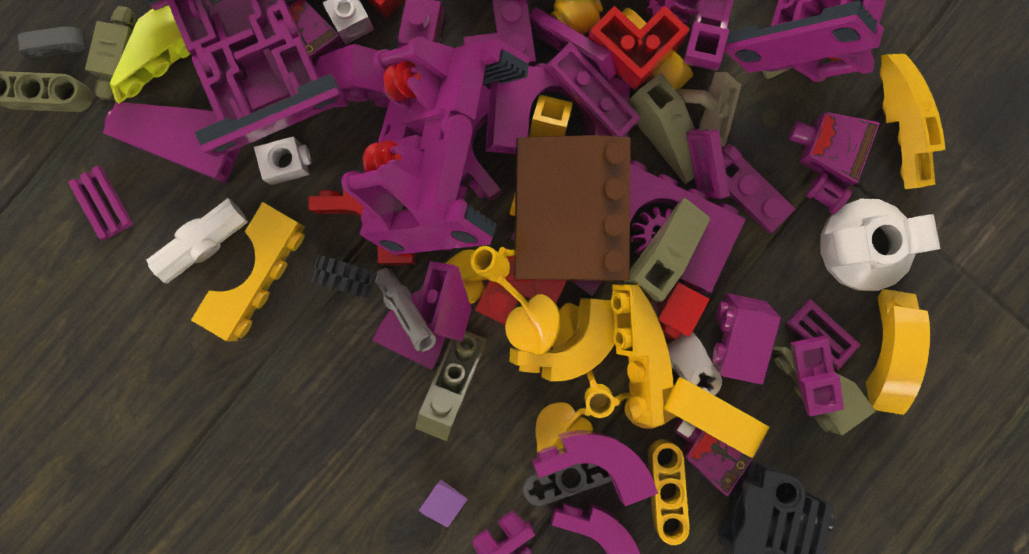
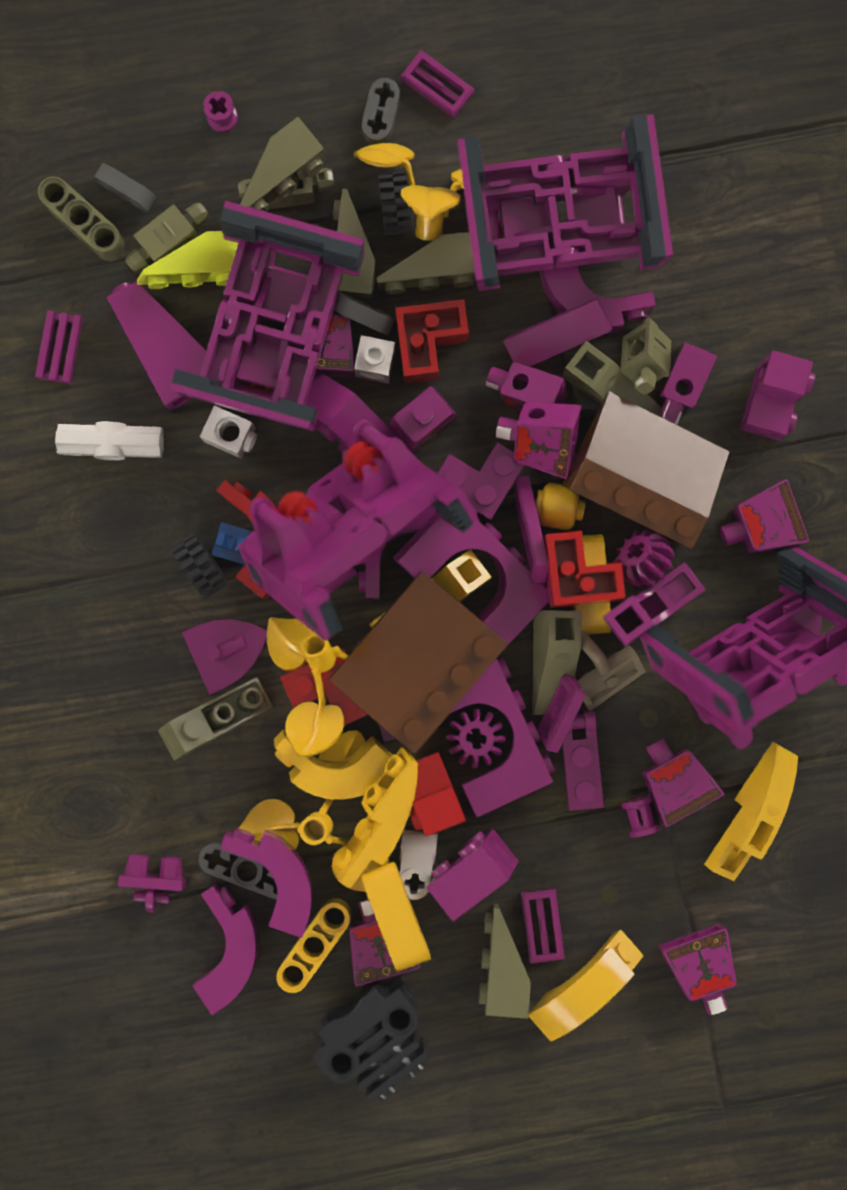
camera: 40 degrees right, 0 degrees up
(230, 311) = (171, 487): yellow arch -> none
(353, 245) = (227, 541): none -> blue tile
(398, 298) = (227, 618): light grey pin -> none
(443, 504) = (131, 807): medium lavender slope -> none
(444, 301) = (259, 650): magenta slope -> none
(592, 91) = (513, 582): magenta tile -> none
(669, 251) = (468, 757): olive slope -> none
(816, 376) = (503, 951): magenta slope -> none
(849, 247) = (618, 870): white piece -> none
(966, 264) = (702, 965): none -> magenta torso

